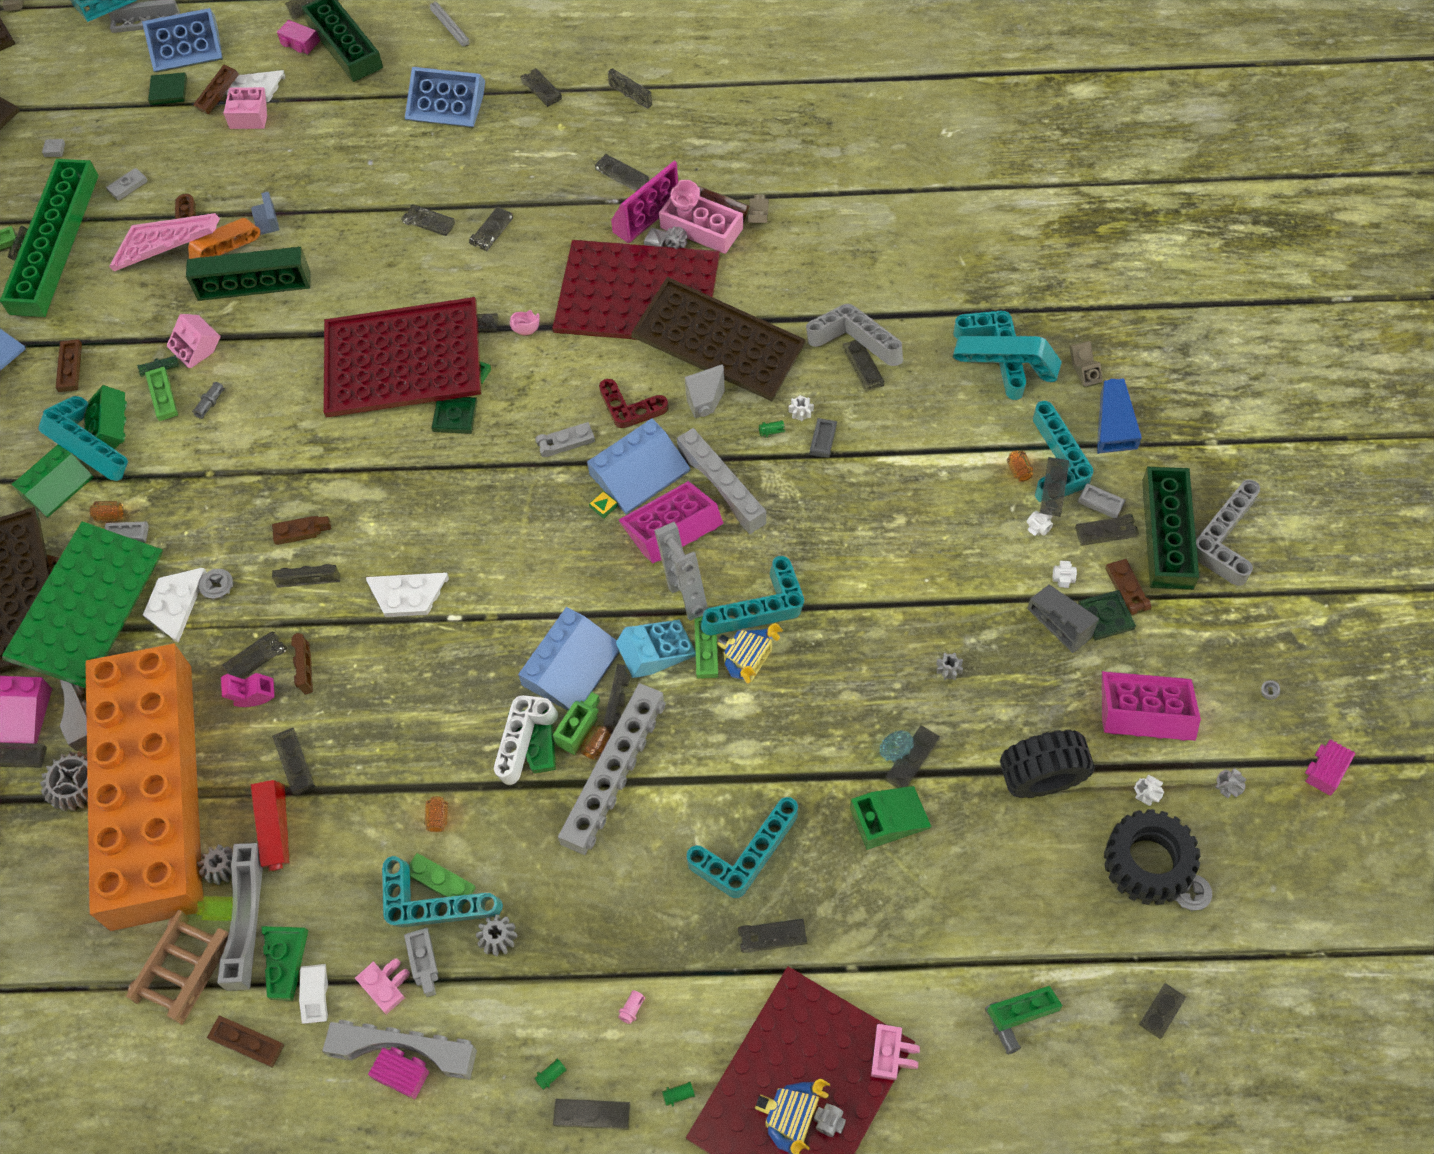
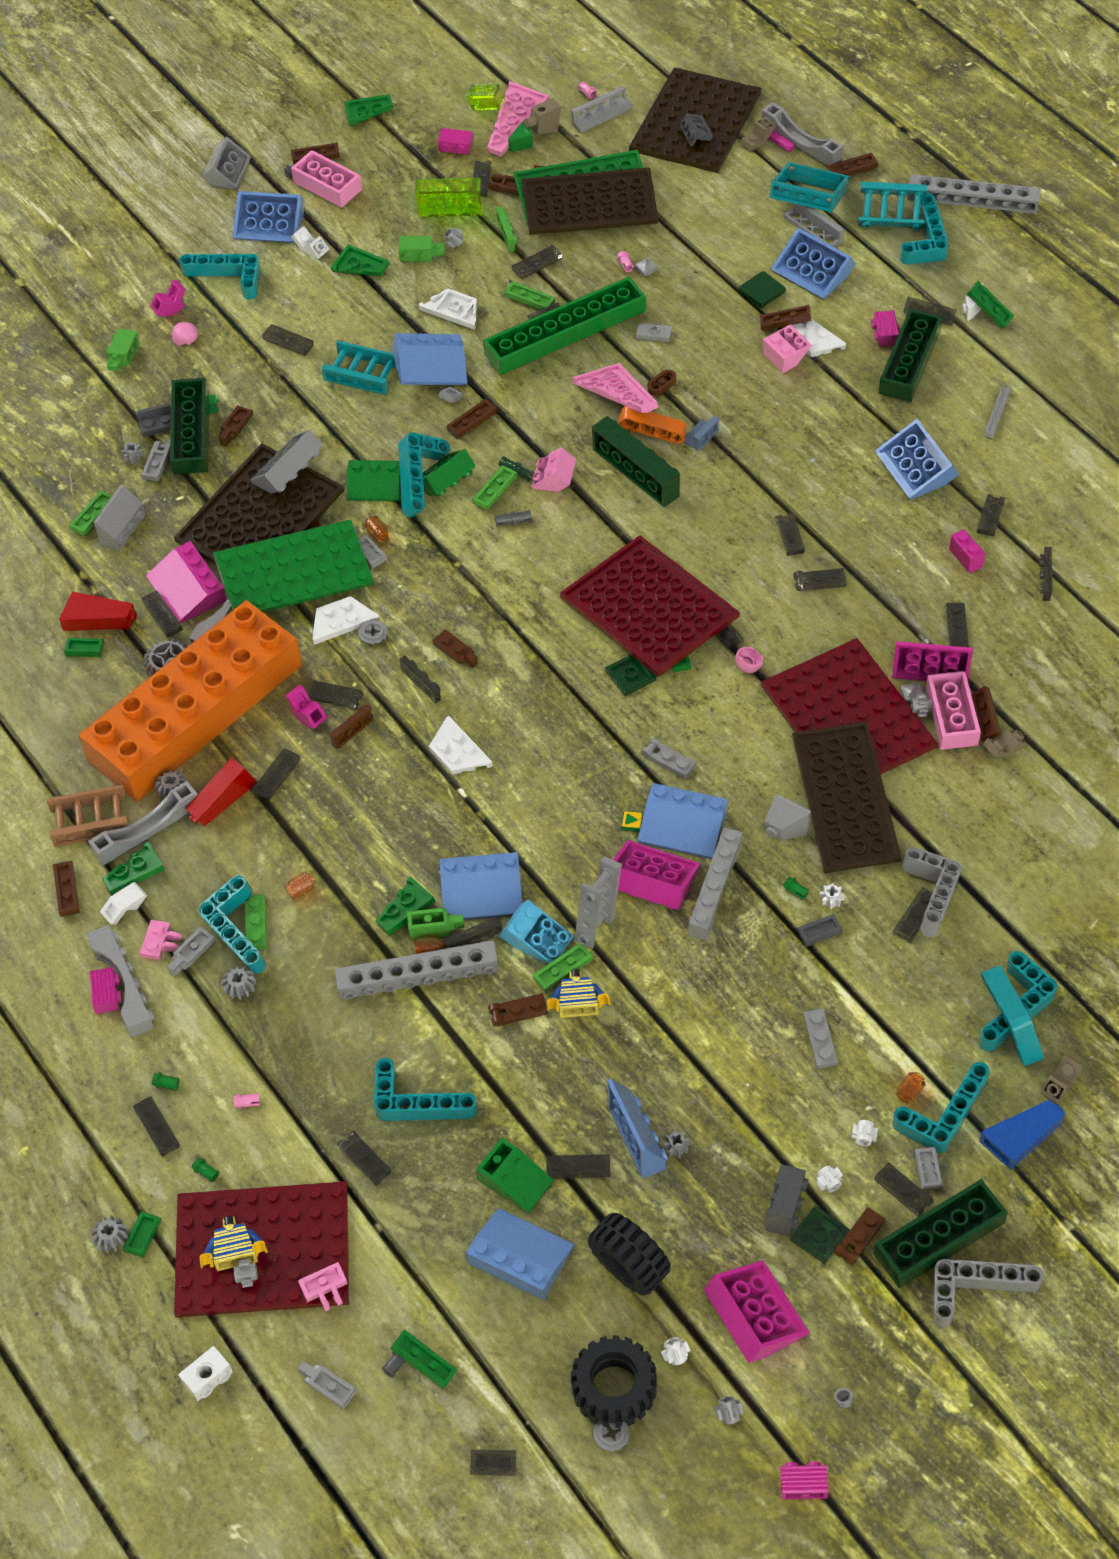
camera: 55 degrees right, 5 degrees down
(25, 365) = (450, 395): none -> light grey tile
(29, 156) = (623, 258): none -> bright pink pin
(215, 908) = (138, 804): clear neon green brick -> none
(507, 764) = (392, 892): white beam -> none
(561, 121) = (967, 551): none -> dark pink brick
(629, 412) = (730, 782): dark red beam -> none
(685, 195) = (954, 680): bright pink hair -> none
(719, 709) = (518, 1010): none -> reddish brown plate
(760, 606) = (623, 979): teal beam -> none
(897, 738) = (577, 1147): clear light blue gear -> none
(918, 690) = (635, 1130): none -> medium blue slope
(925, 501) = (820, 1038): none -> light grey plate
(967, 859) = (519, 1253): none -> medium blue slope
(990, 1114) = (328, 1384): none -> light grey hinge
(1054, 486) = (900, 1119): clear smoke plate -> none

